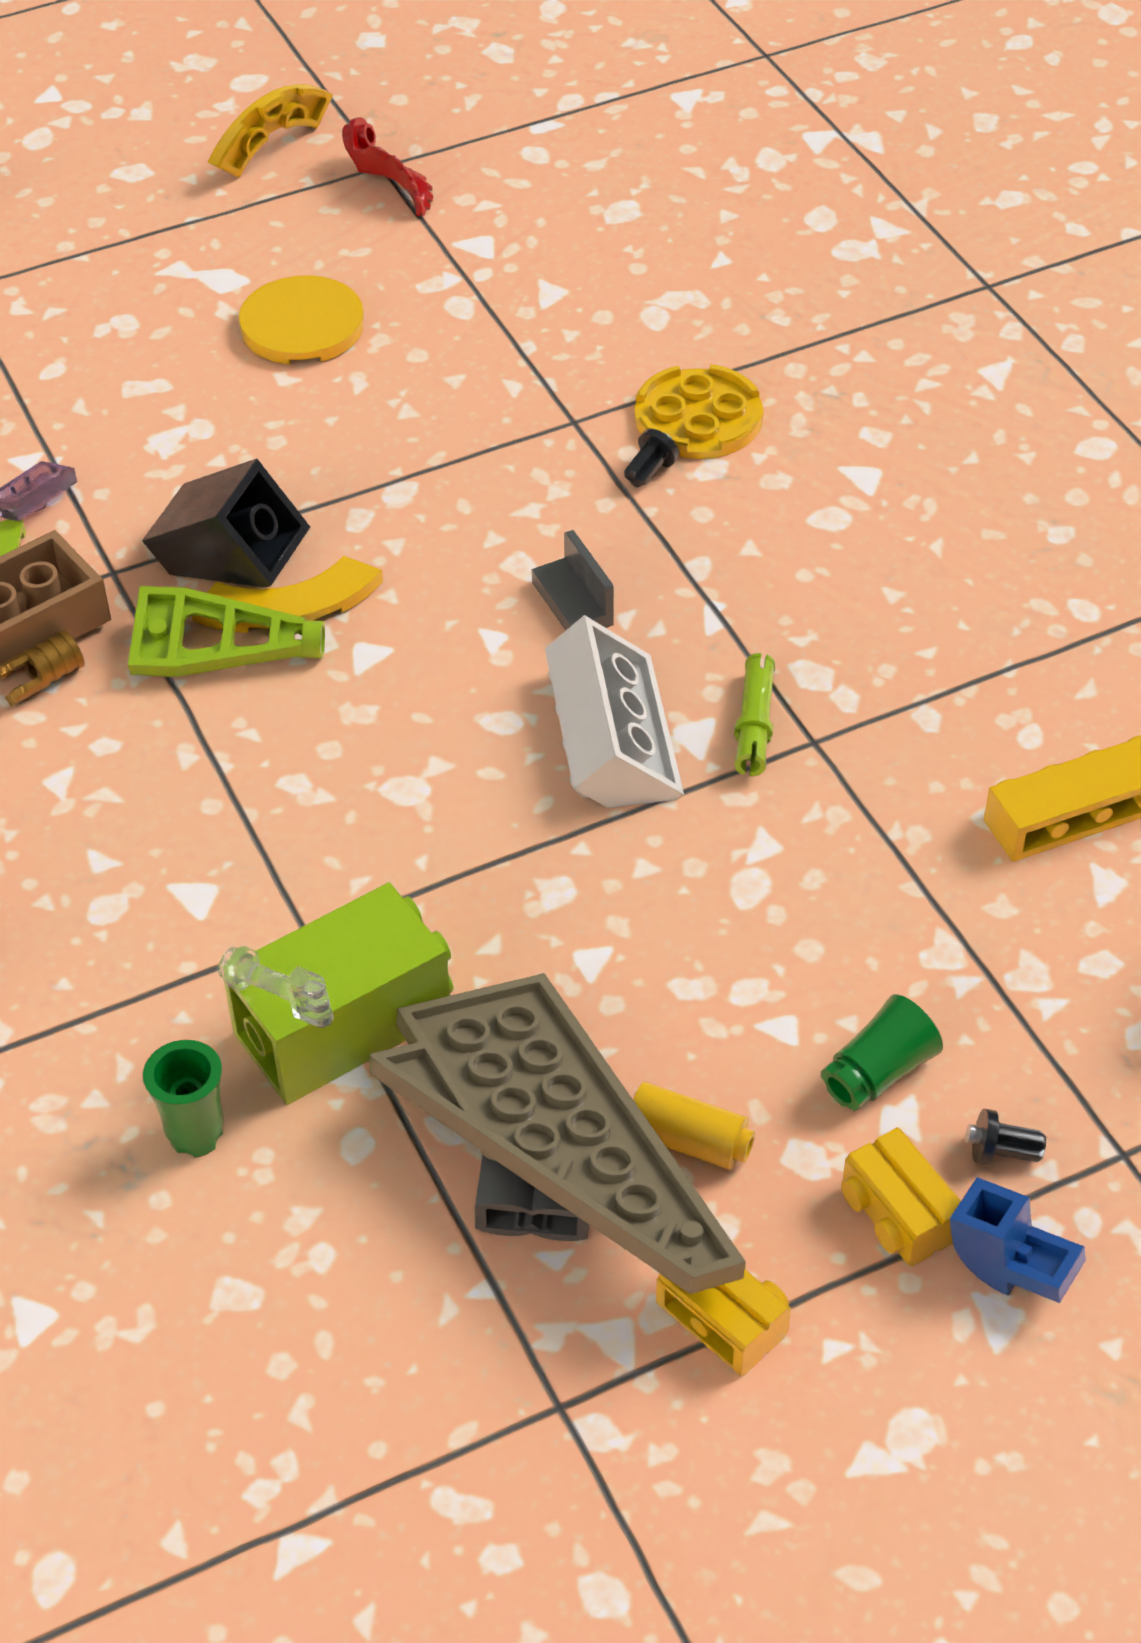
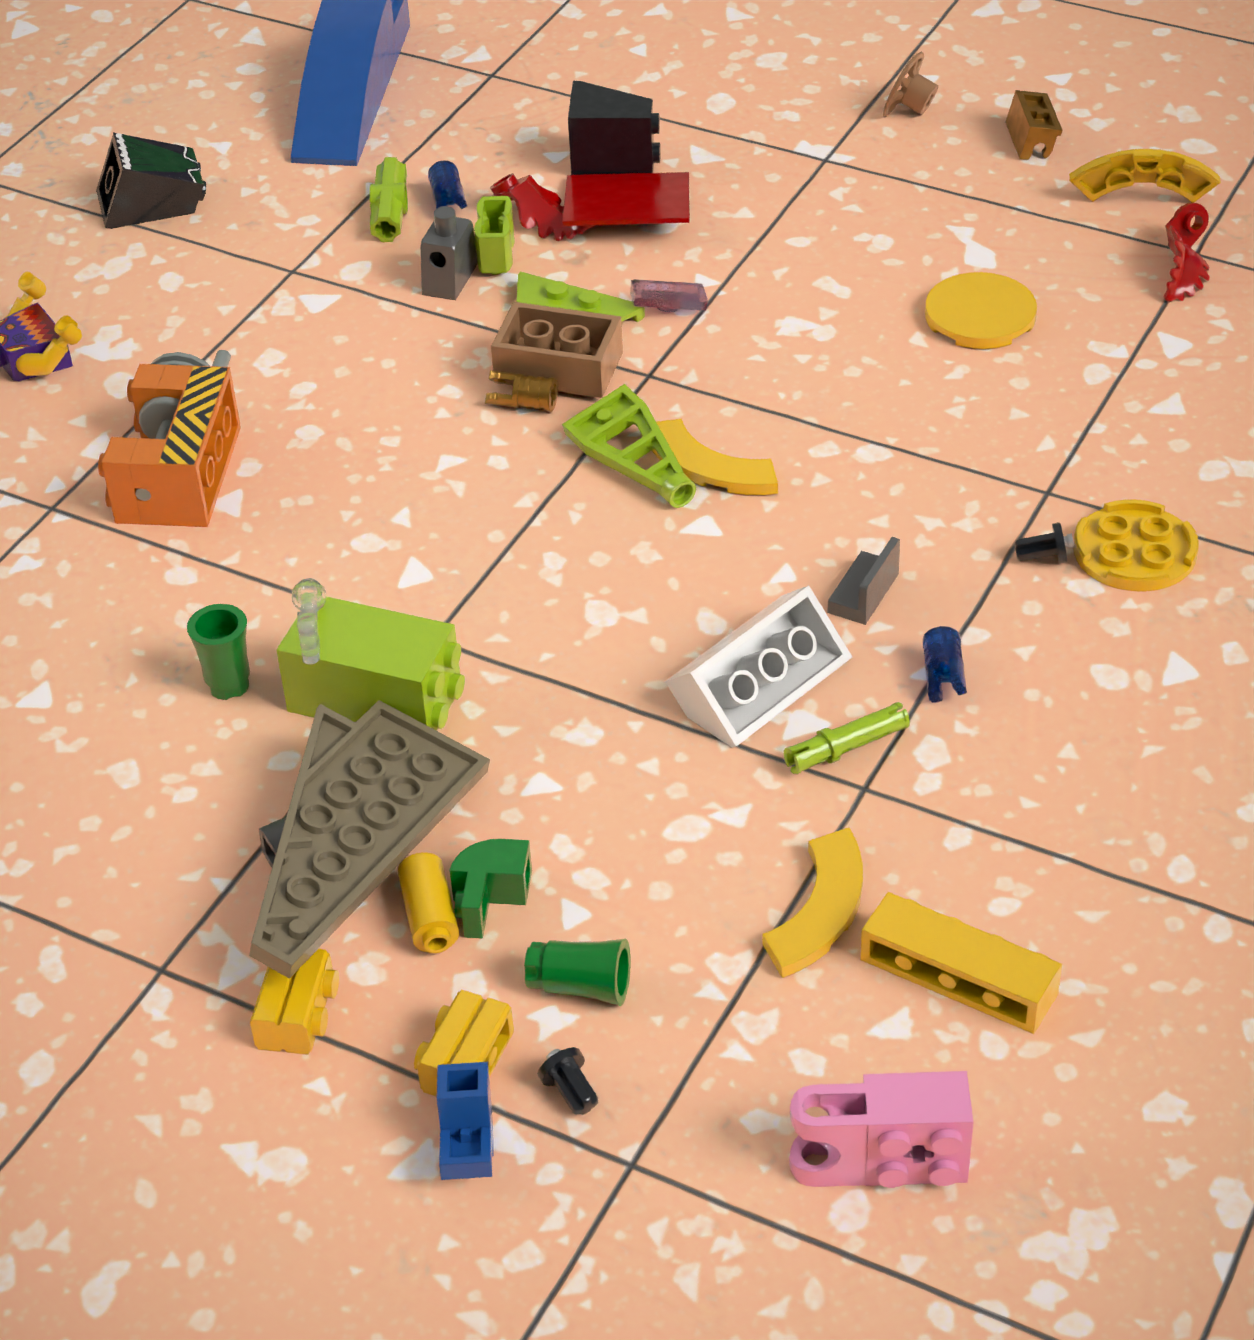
camera: 55 degrees right, 5 degrees down
(106, 142) = (1032, 122): none -> pearl gold hinge
(228, 528) = (724, 393): black slope -> none
(700, 1057) = (486, 874): none -> green brick
(727, 599) = (943, 661): none -> clear blue hinge
(953, 852) = (828, 909): none -> yellow tile

